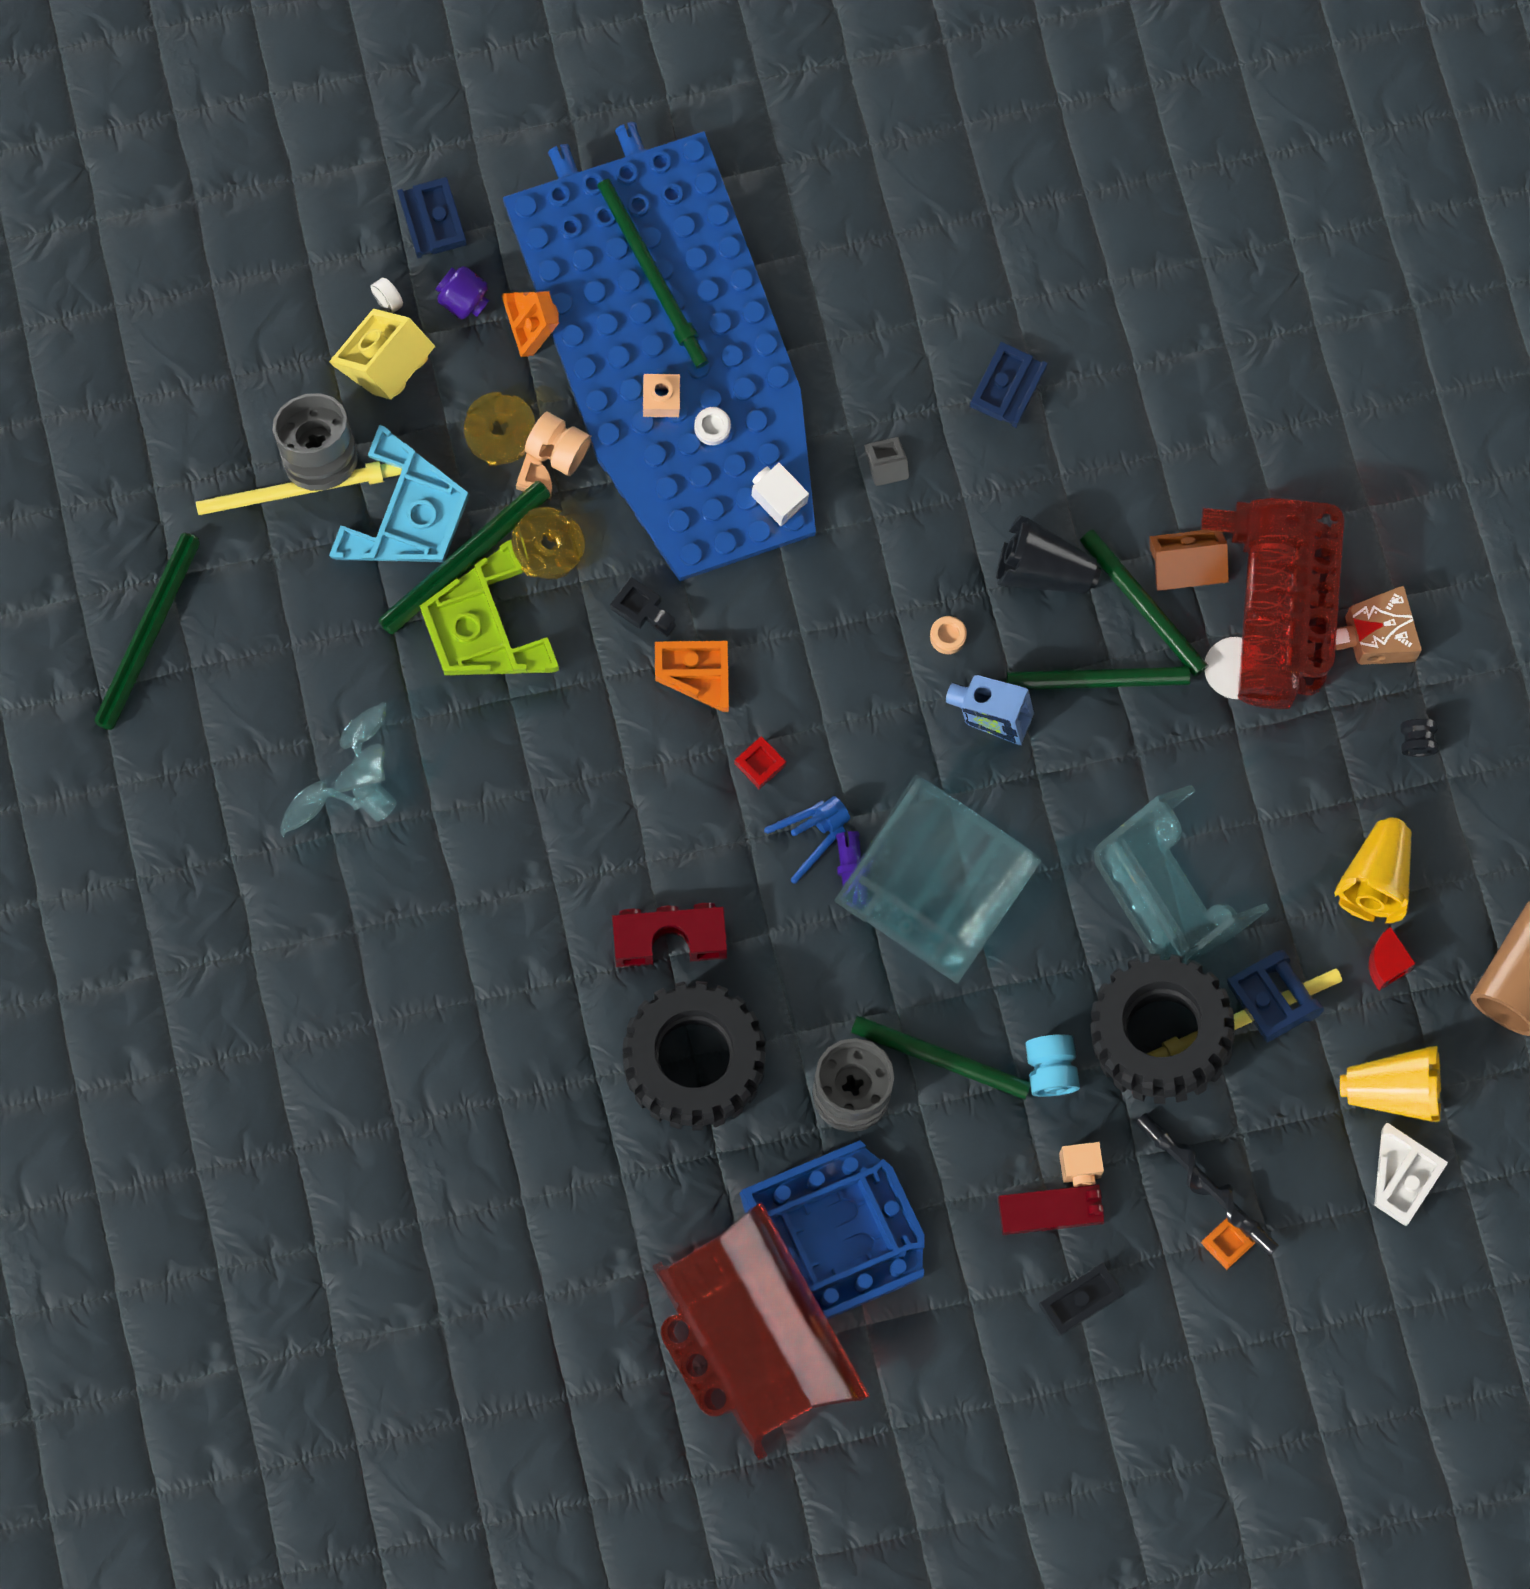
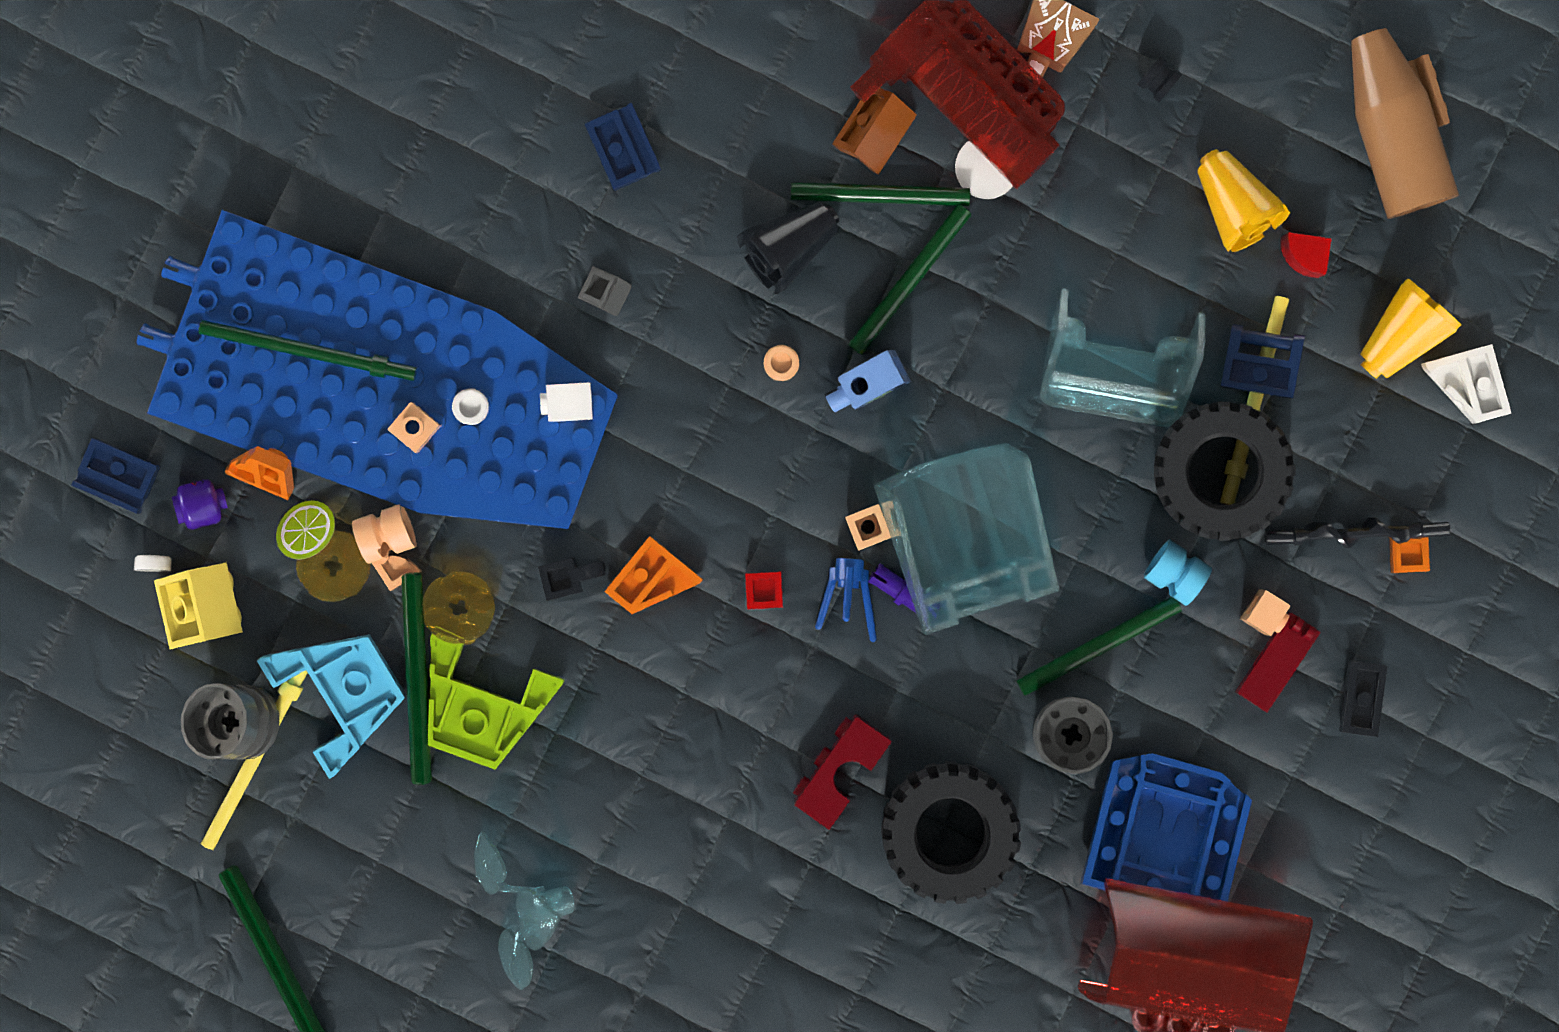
camera: 50 degrees left, 15 degrees up
(510, 385) = (305, 529): none -> lime sticker
(878, 787) = (878, 535): none -> light nougat plate

